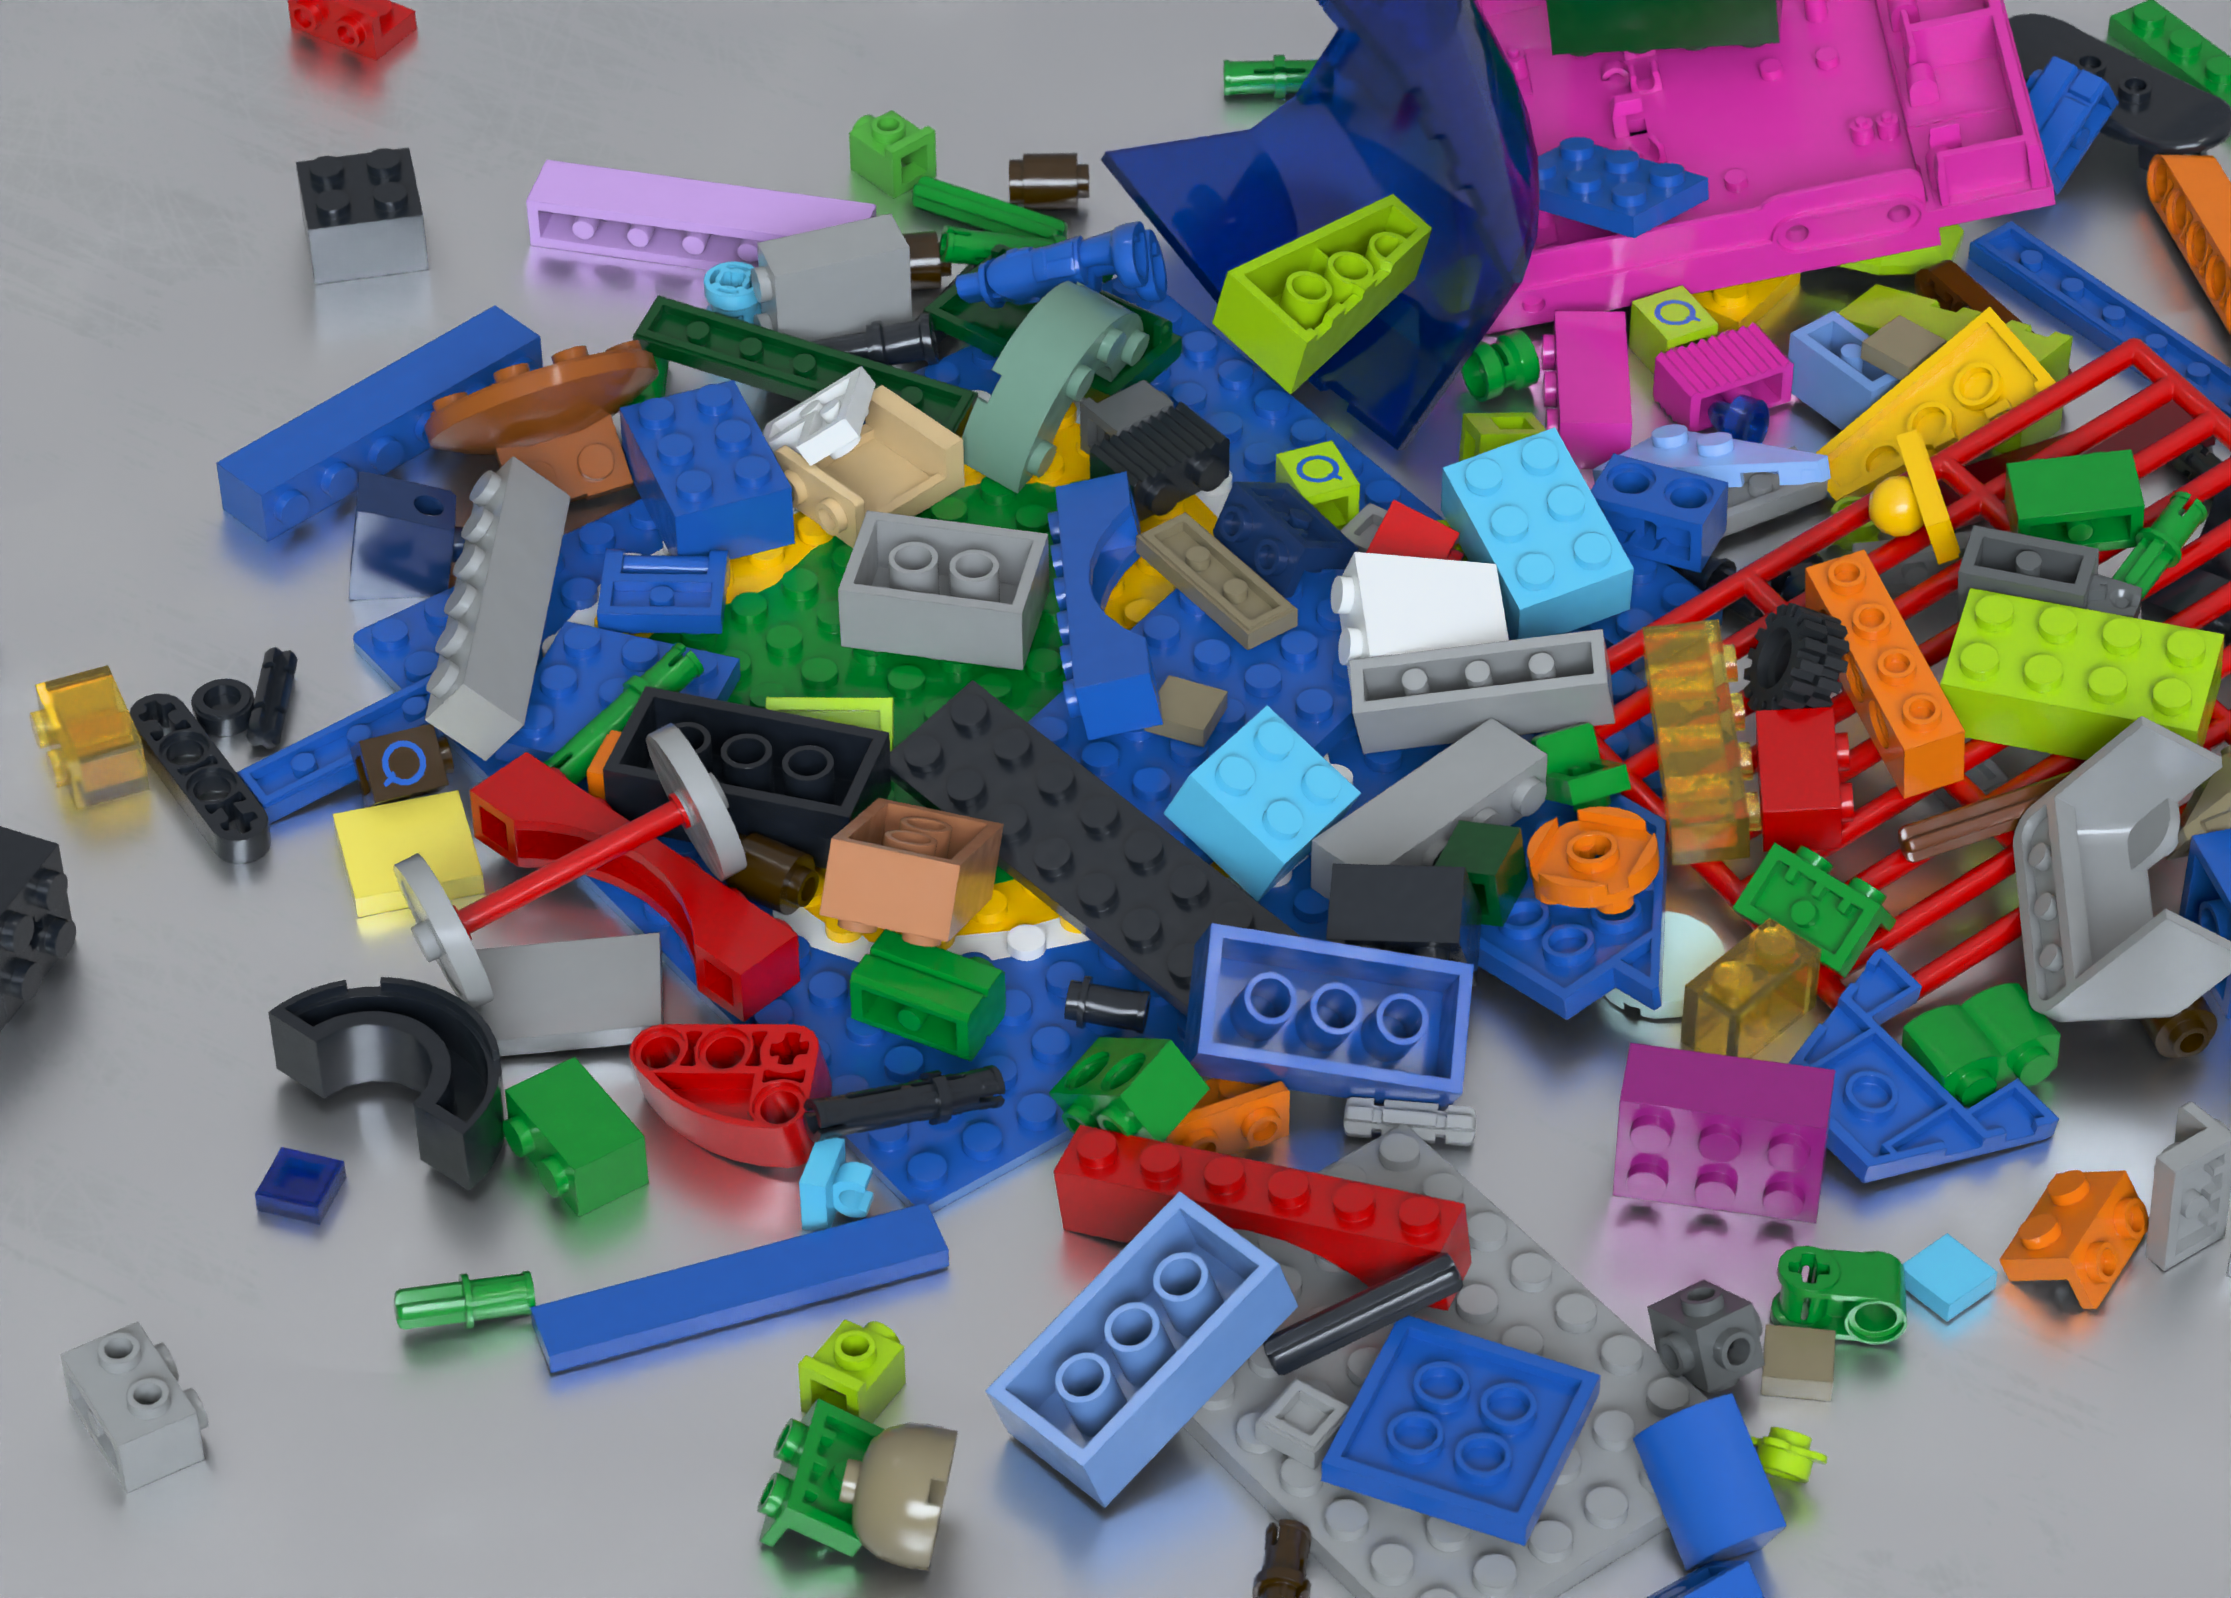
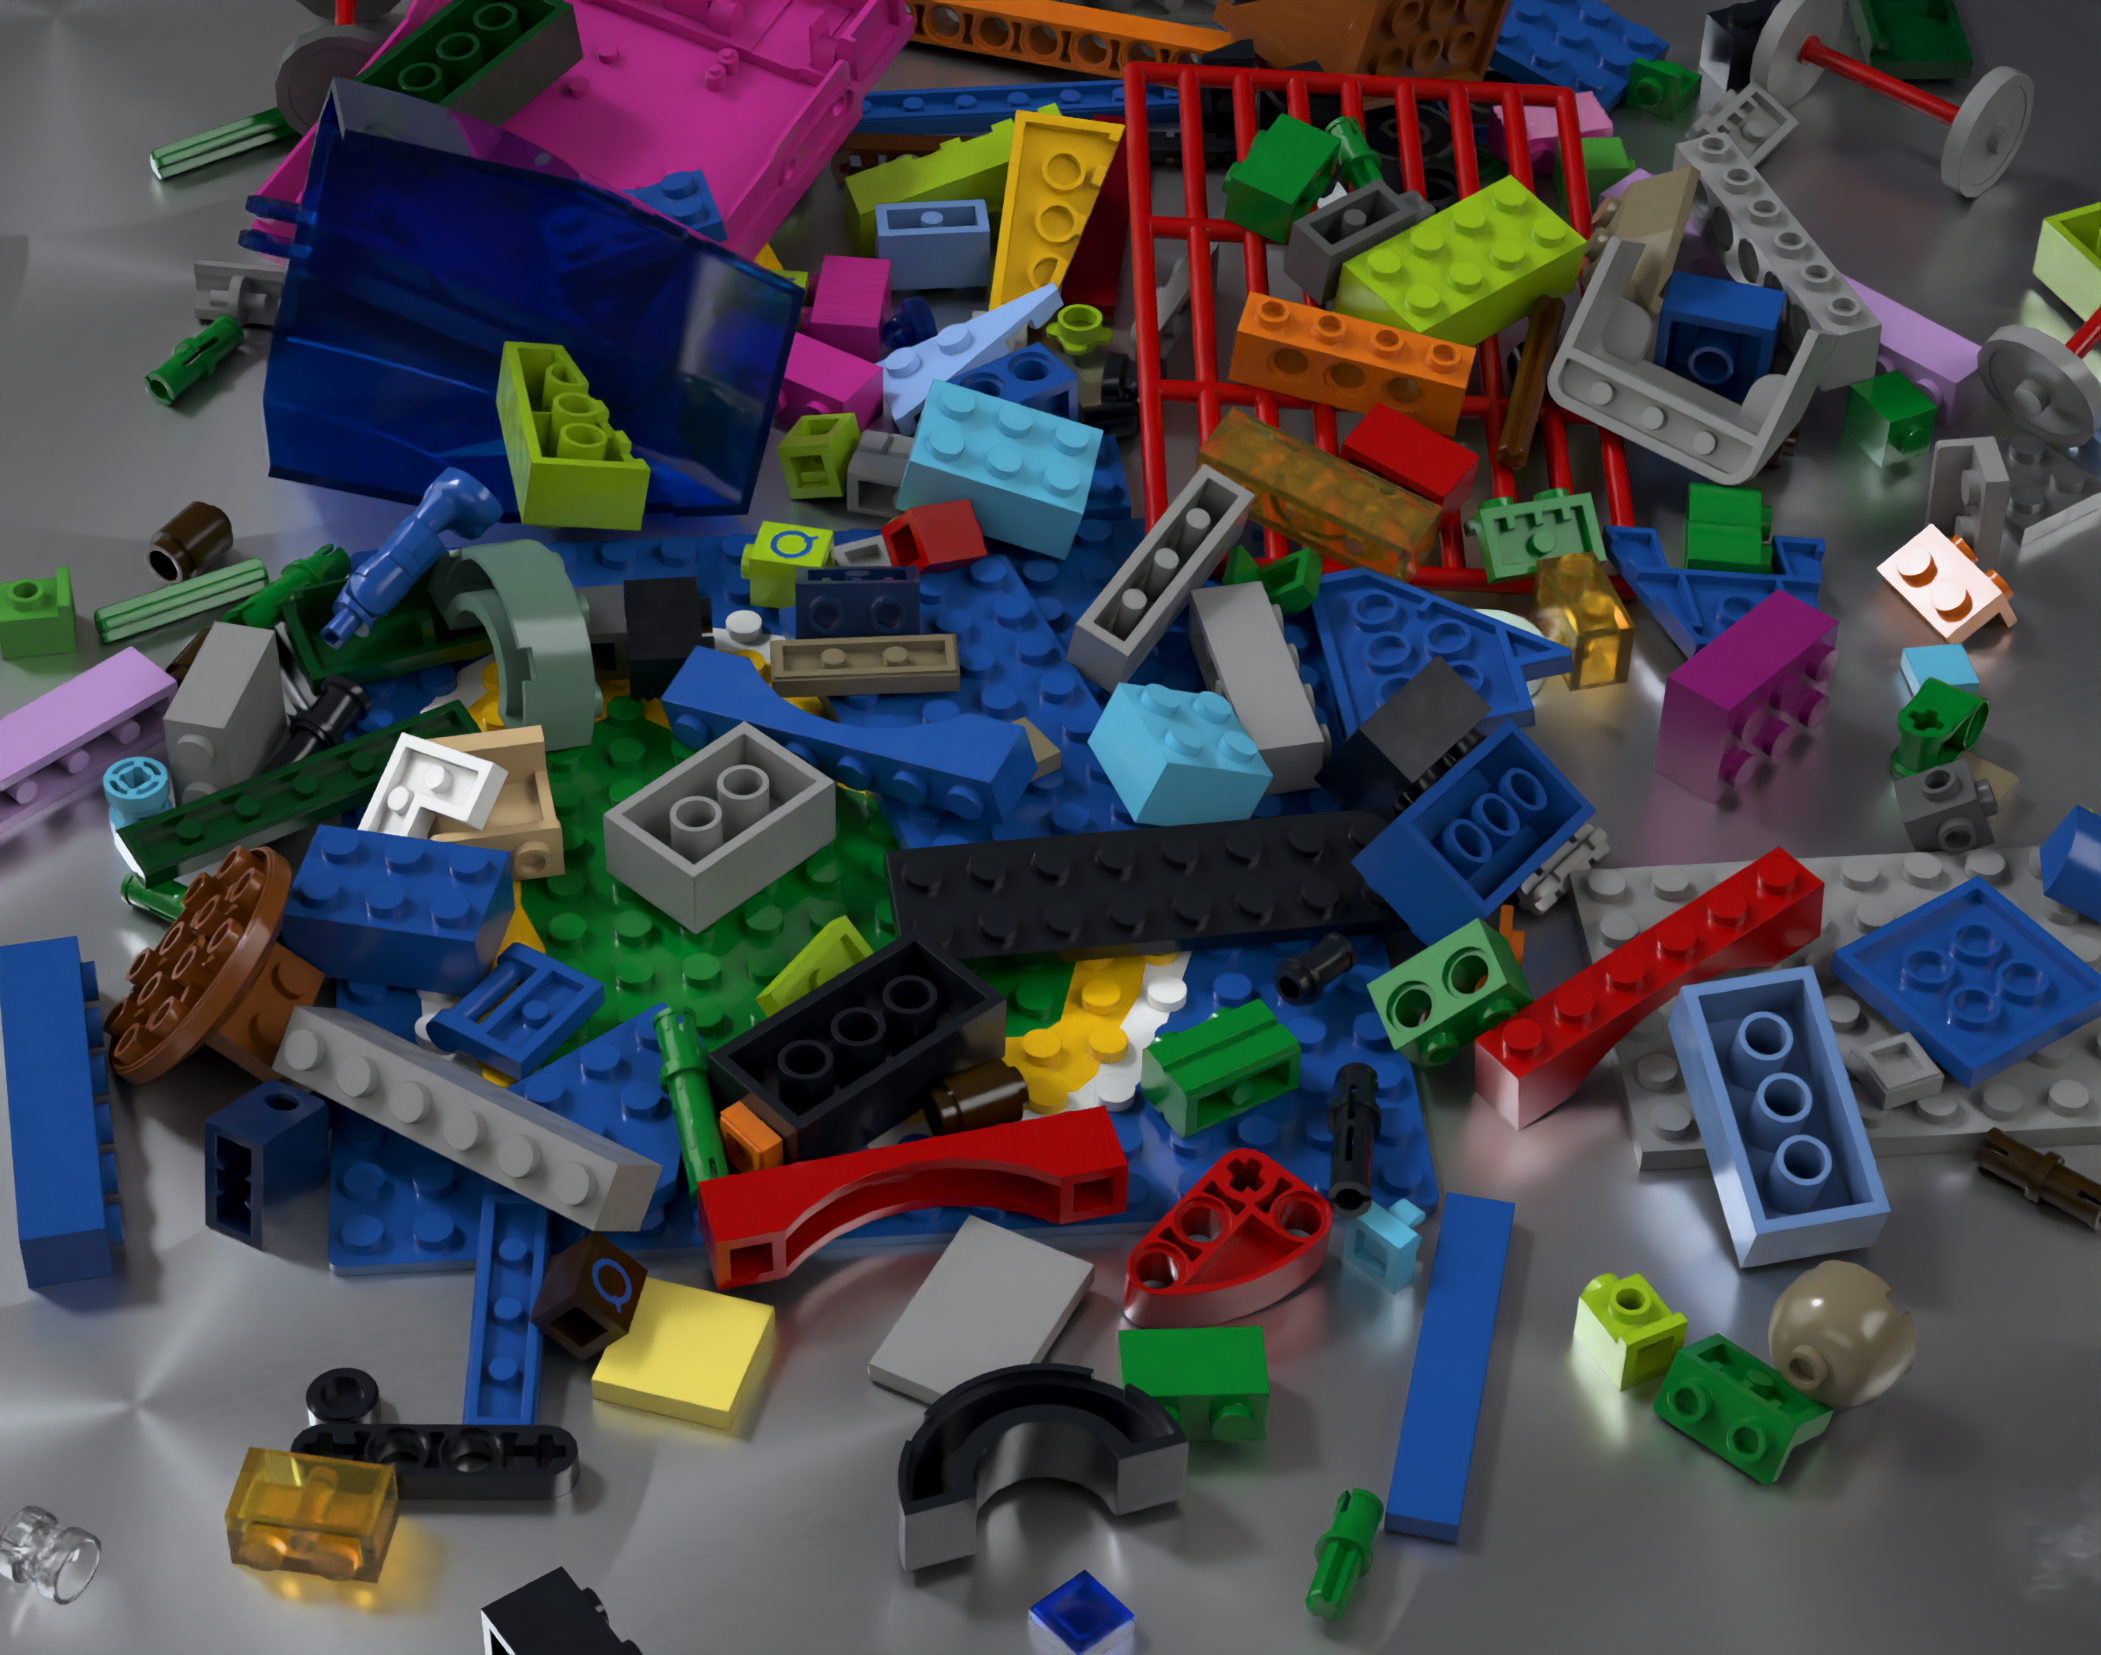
camera: 60 degrees left, 0 degrees up
(272, 698) = (364, 1351): black axle -> none
(694, 803) = (944, 1077): light grey piece -> none
(910, 871) = (1108, 991): nougat brick -> none
(1363, 1313) = (1835, 942): black axle -> none
(1415, 605) = (1041, 573): white brick -> none
(1493, 863) = (1351, 679): dark green brick -> none
(1570, 875) = (1397, 642): orange plate -> none
(1796, 660) = (1344, 375): black tyre -> none
(1900, 347) = (968, 190): dark tan tile -> none
(1906, 503) = (1197, 246): yellow tile -> none

